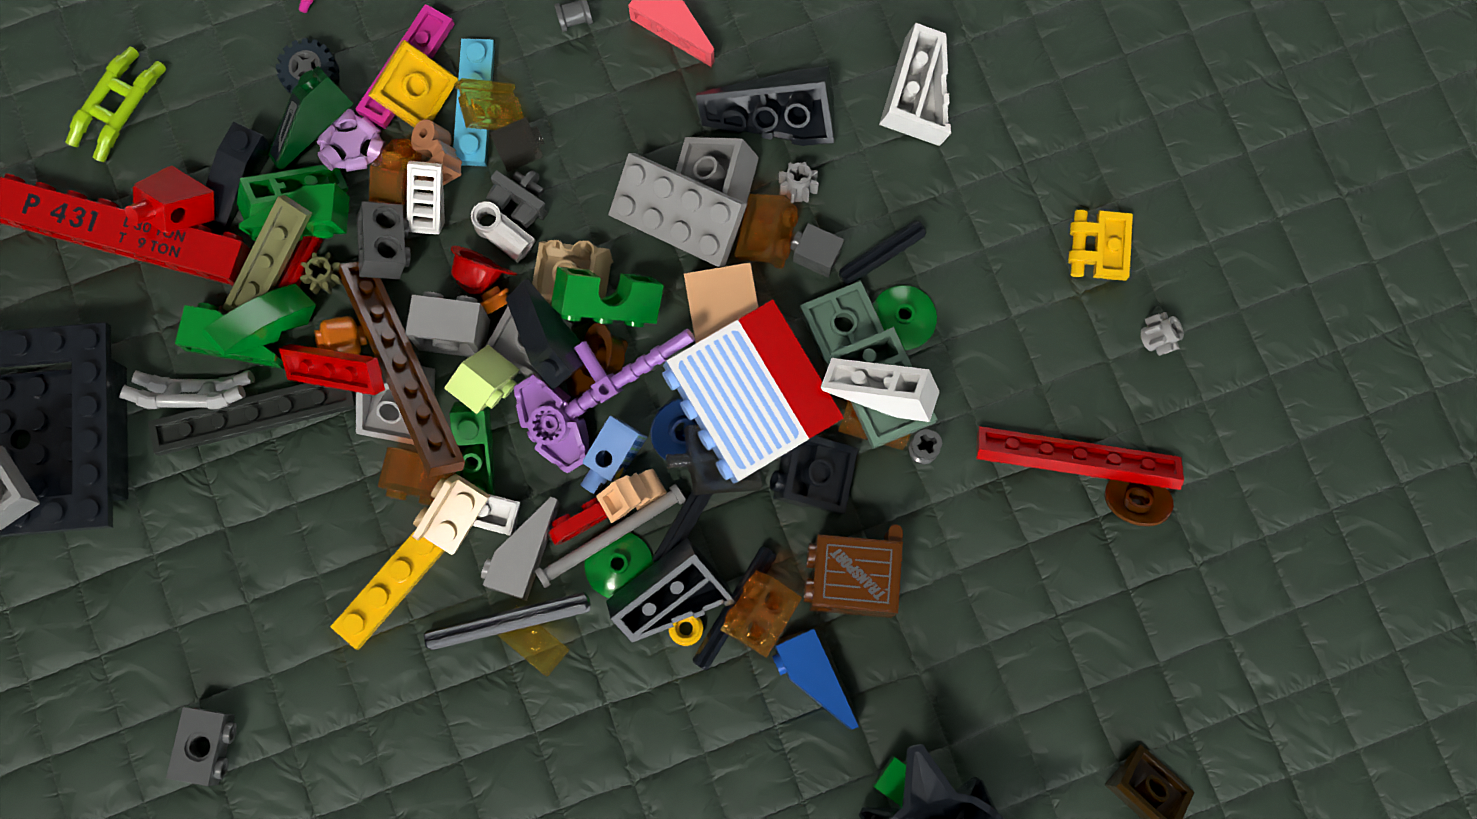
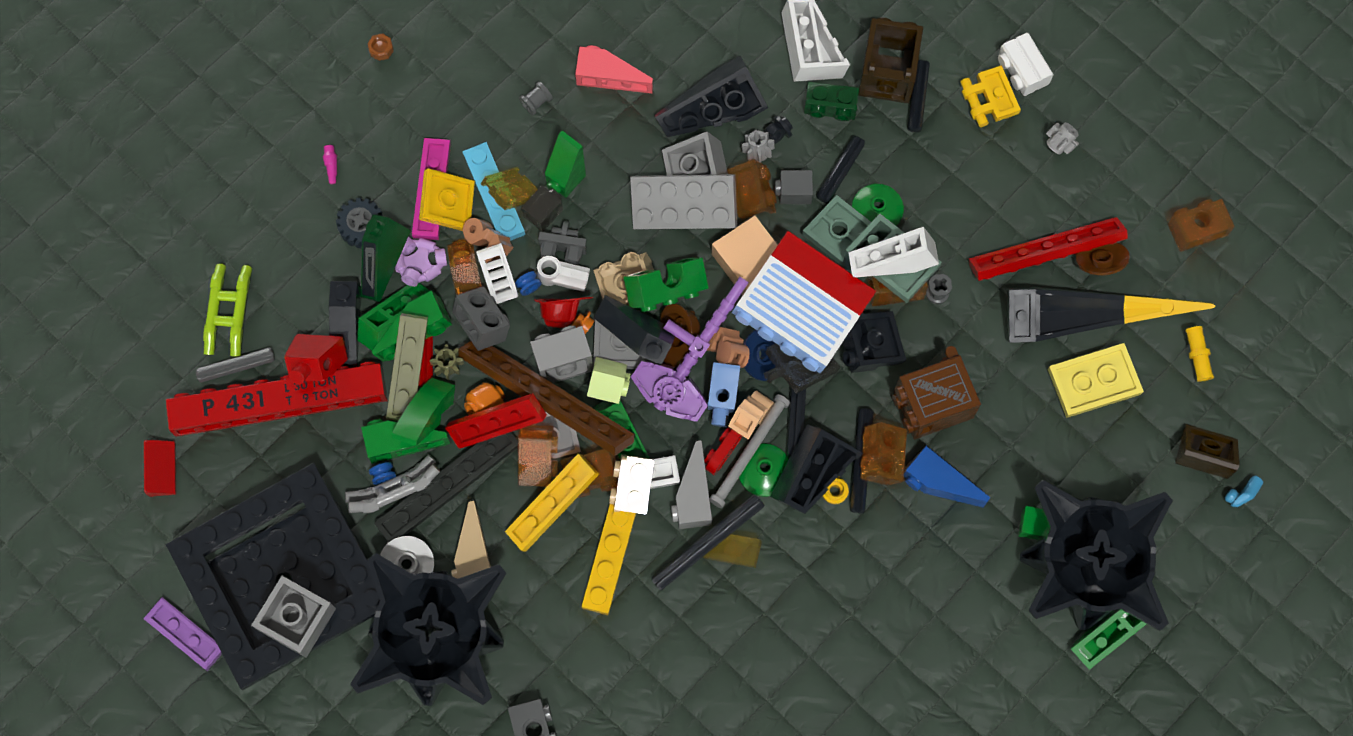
camera: 25 degrees left, 5 degrees down
(91, 169) = (235, 365): none -> dark grey axle
(131, 579) = (413, 608): none -> black piece
(143, 484) = (411, 549): none -> white dish
(187, 368) = (382, 473): none -> blue bush
(238, 509) = (471, 549): none -> tan slope
(352, 491) = (552, 502): none -> yellow plate
(361, 430) = (536, 454): none -> clear orange brick
(457, 224) = (528, 283): none -> blue bush
(561, 107) = (565, 165): none -> green slope
(642, 405) = (729, 347): none -> nougat leg
(830, 173) = (779, 129): none -> black plate
(911, 167) = (831, 101): none -> dark green bracket
(990, 164) = (891, 76): none -> dark brown container
(1017, 206) = (918, 97): none -> black axle
(1045, 538) = (1051, 313): none -> black plate
(1057, 641) = (1095, 380): none -> light yellow plate
(1161, 225) = (1024, 64): none -> white brick
(1199, 668) = (1199, 353): none -> yellow pin
(1299, 508) = (1189, 234): none -> clear orange brick

